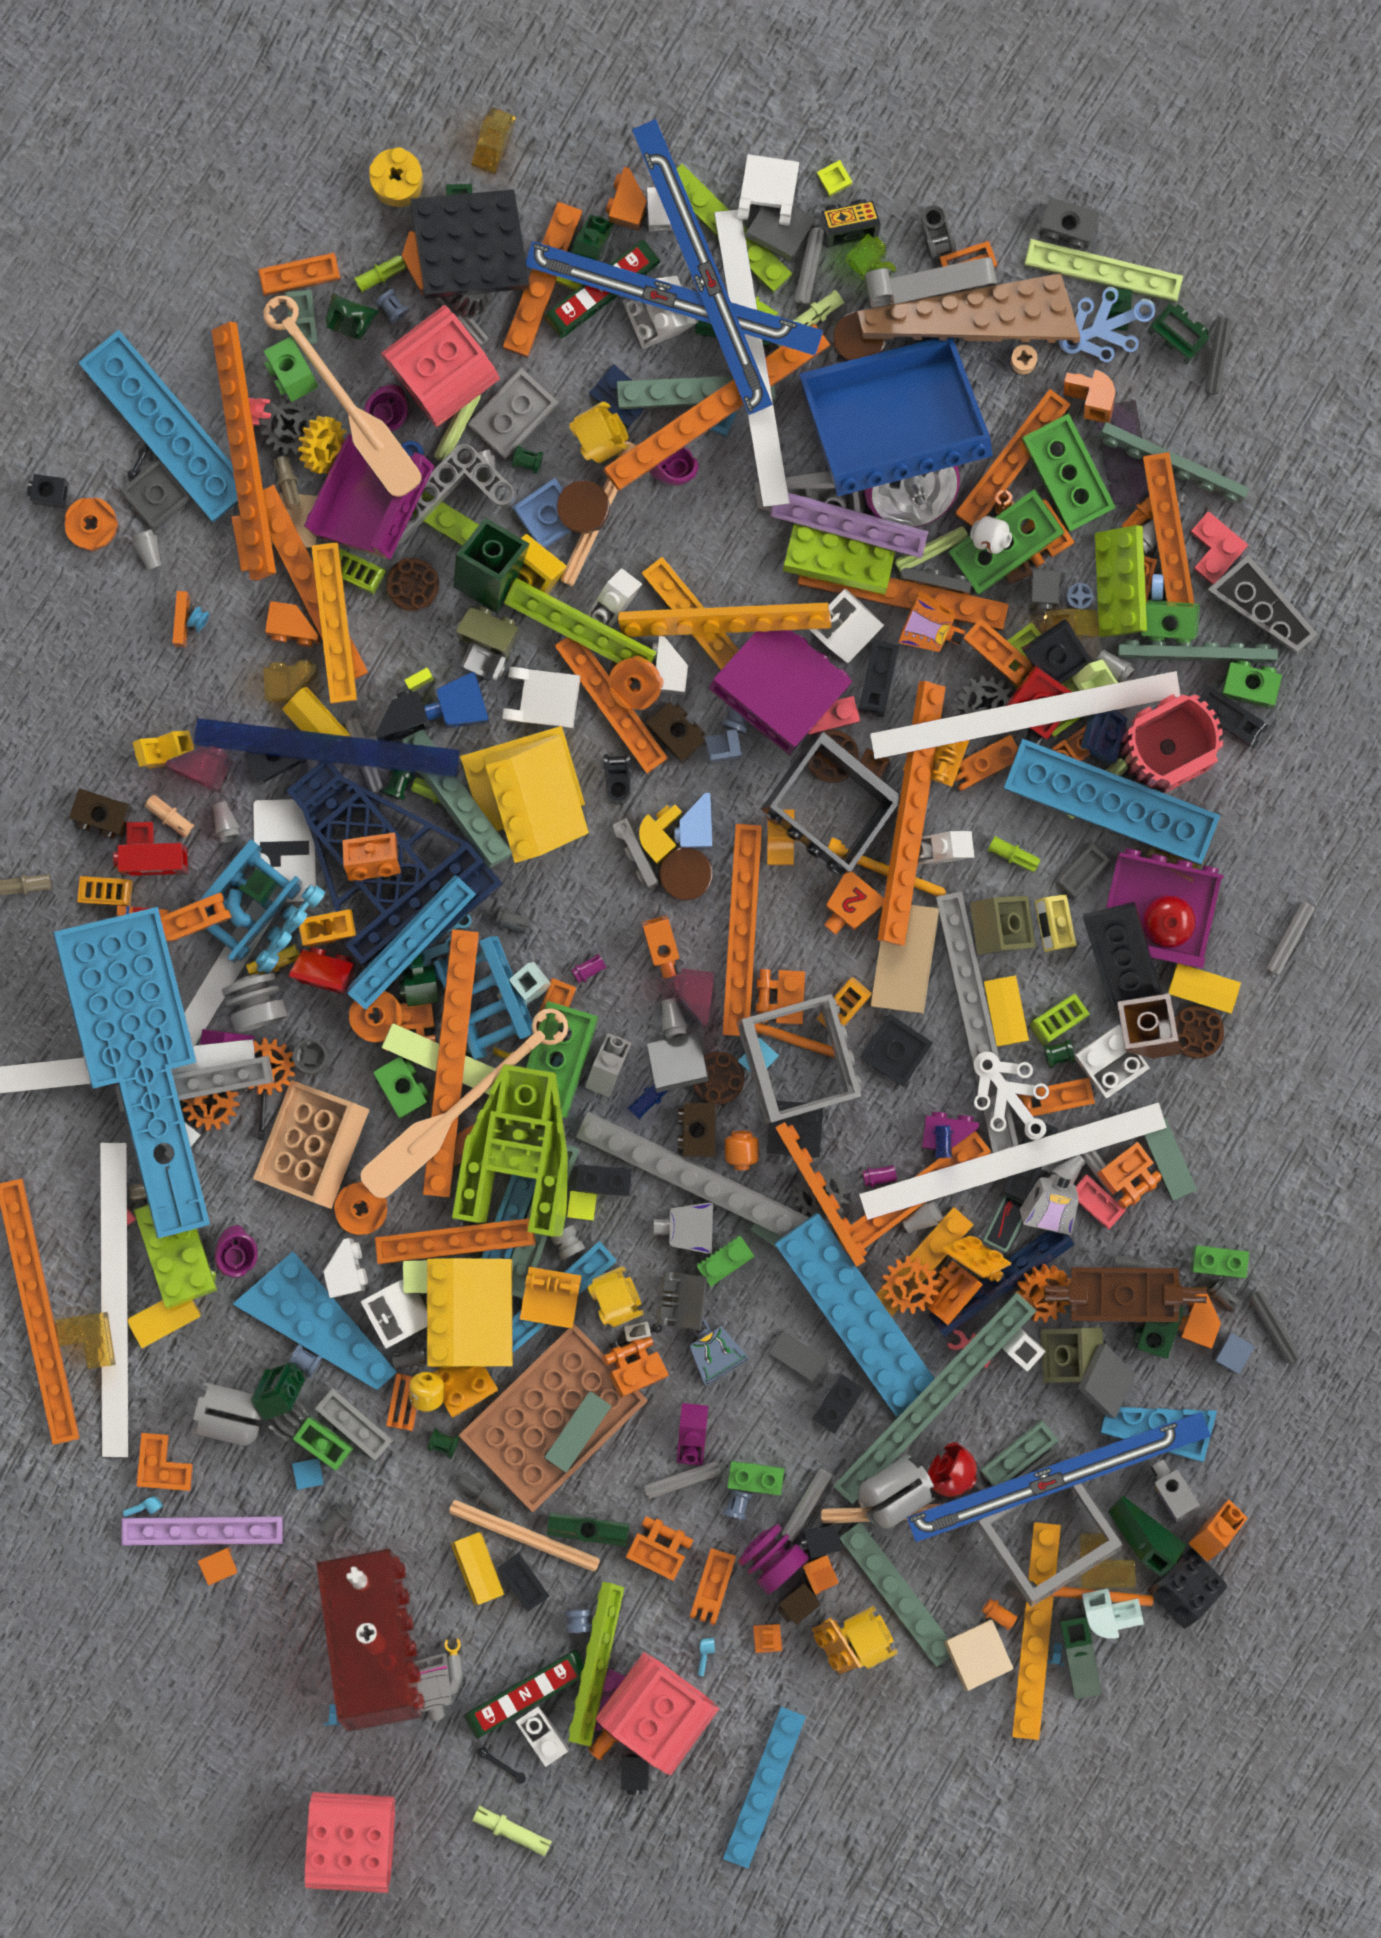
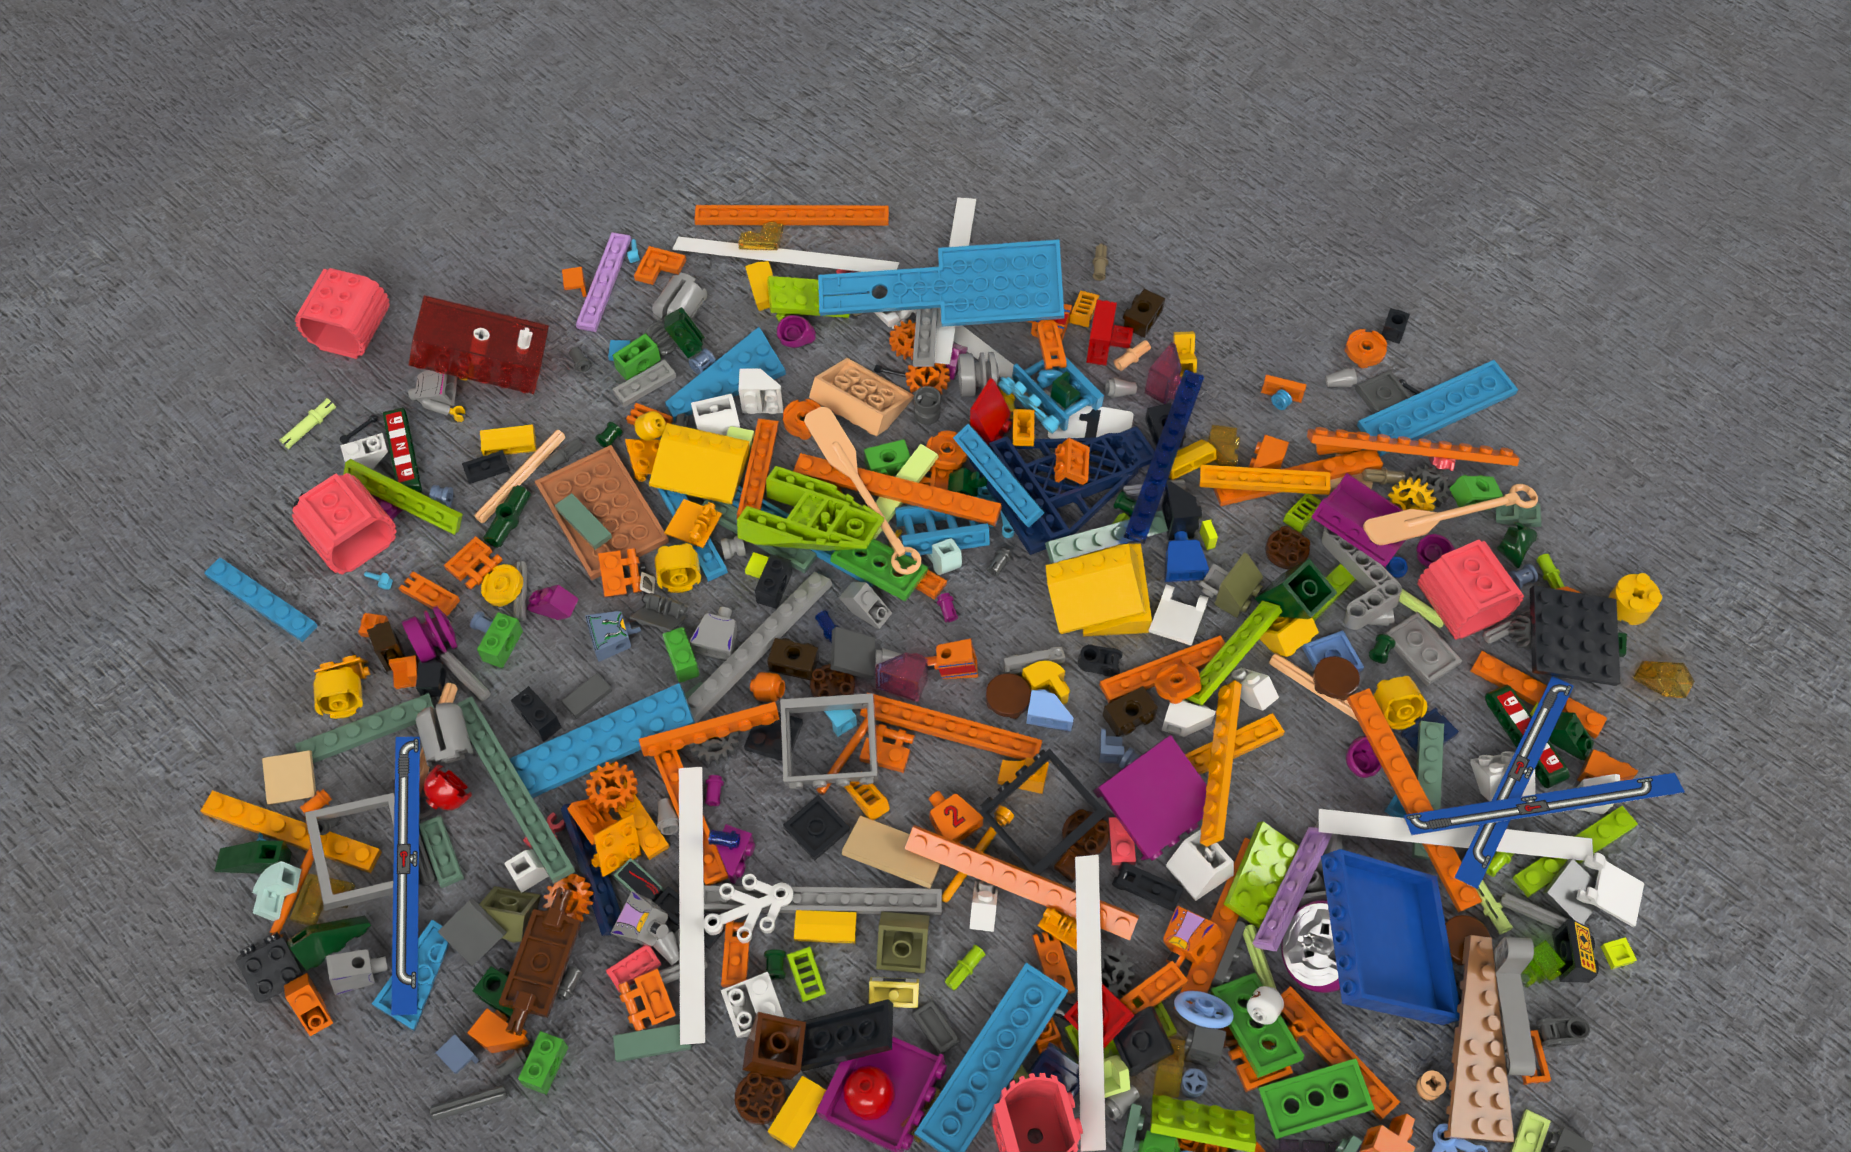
camera: 100 degrees right, 25 degrees down
(299, 274) = (1554, 520): orange tile -> none
(682, 1502) = (502, 585): none -> yellow tile
(1010, 596) = (1203, 1009): none -> light blue plate

